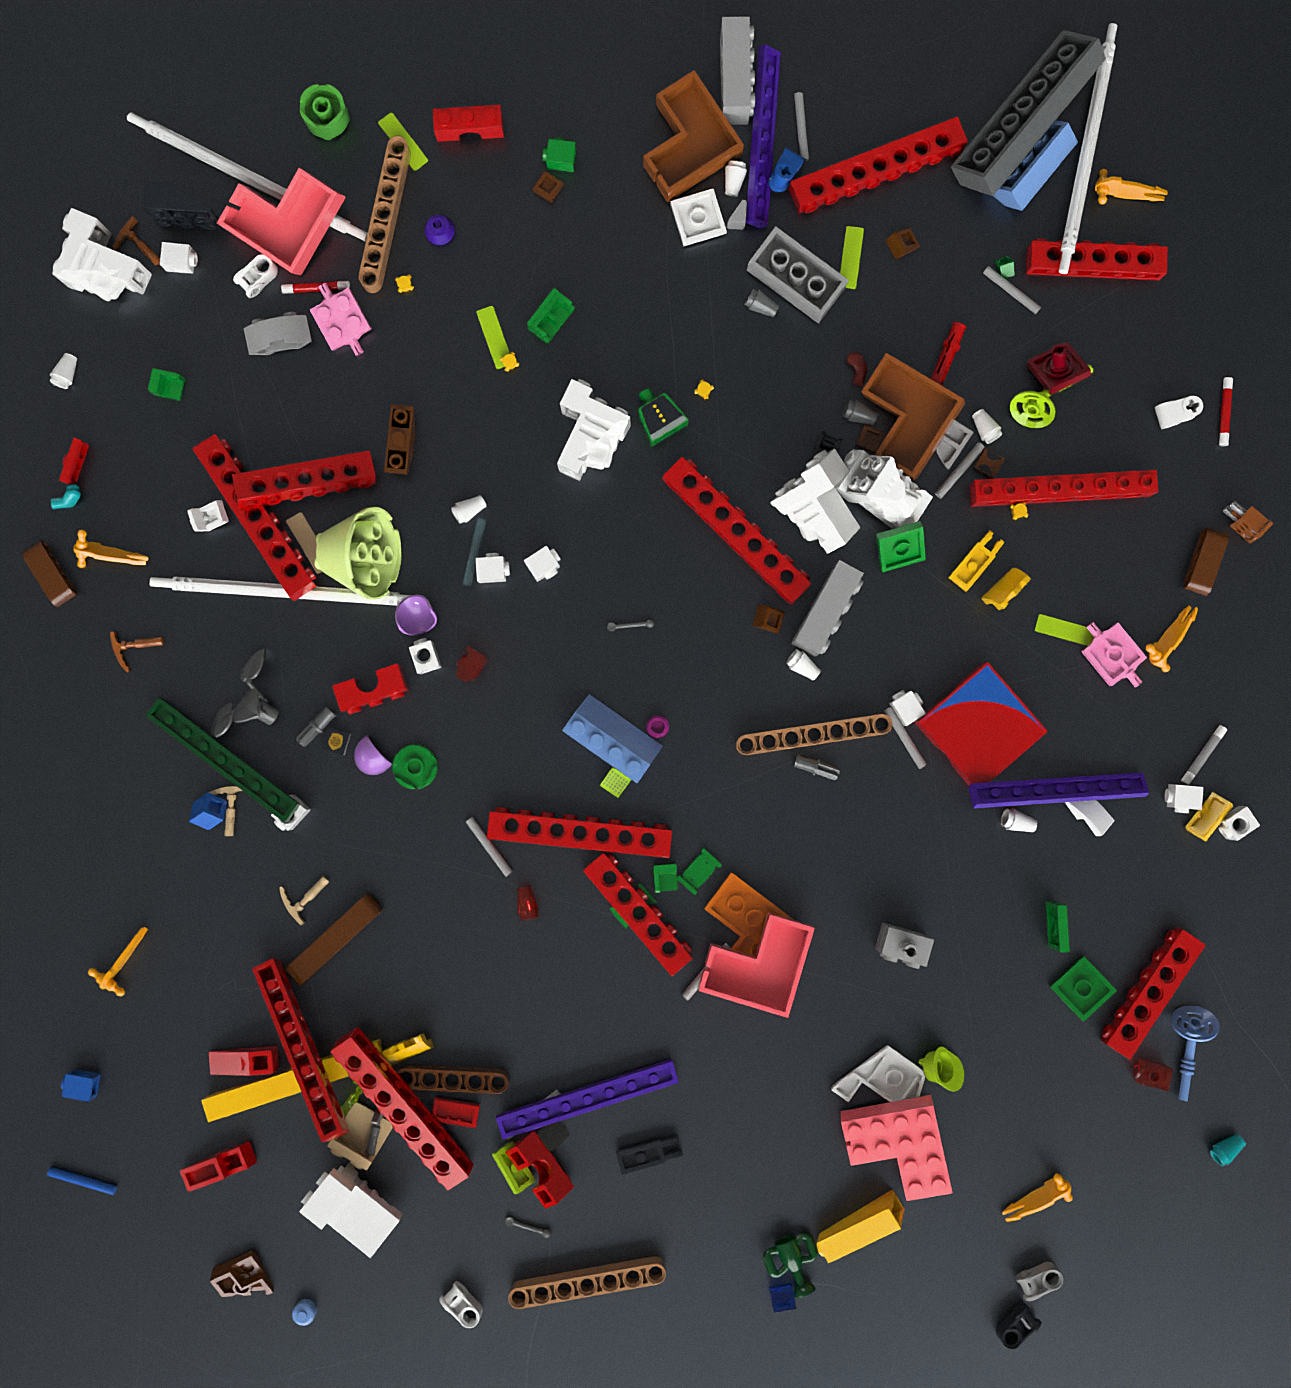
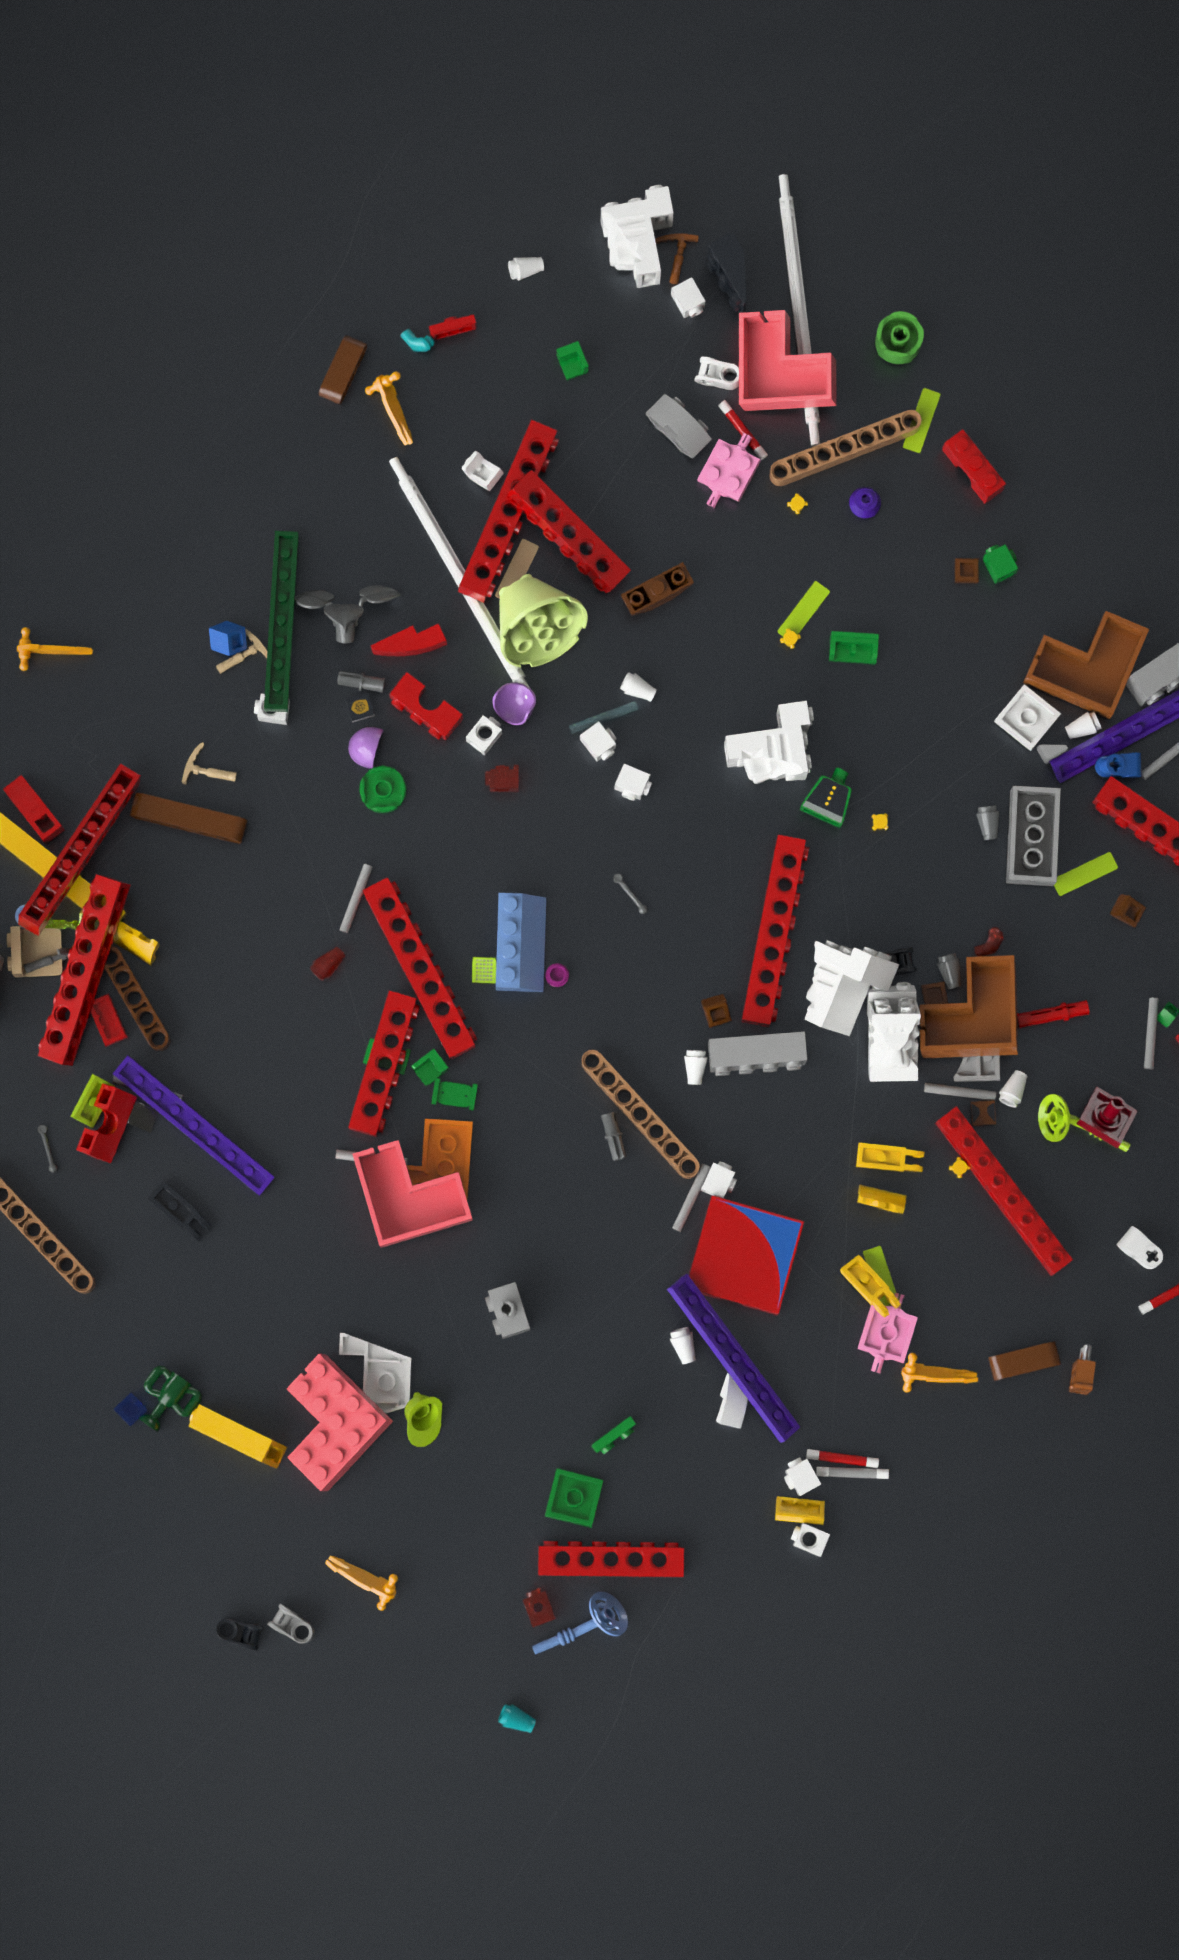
camera: 55 degrees right, 5 degrees down
(137, 643) = (332, 483): dark orange piece -> none
(310, 667) = (410, 643): none -> red slope
(901, 546) = (855, 1081): green plate -> none
(1068, 643) = (869, 1284): none -> yellow hinge
(1187, 756) = (842, 1458): none -> red bar

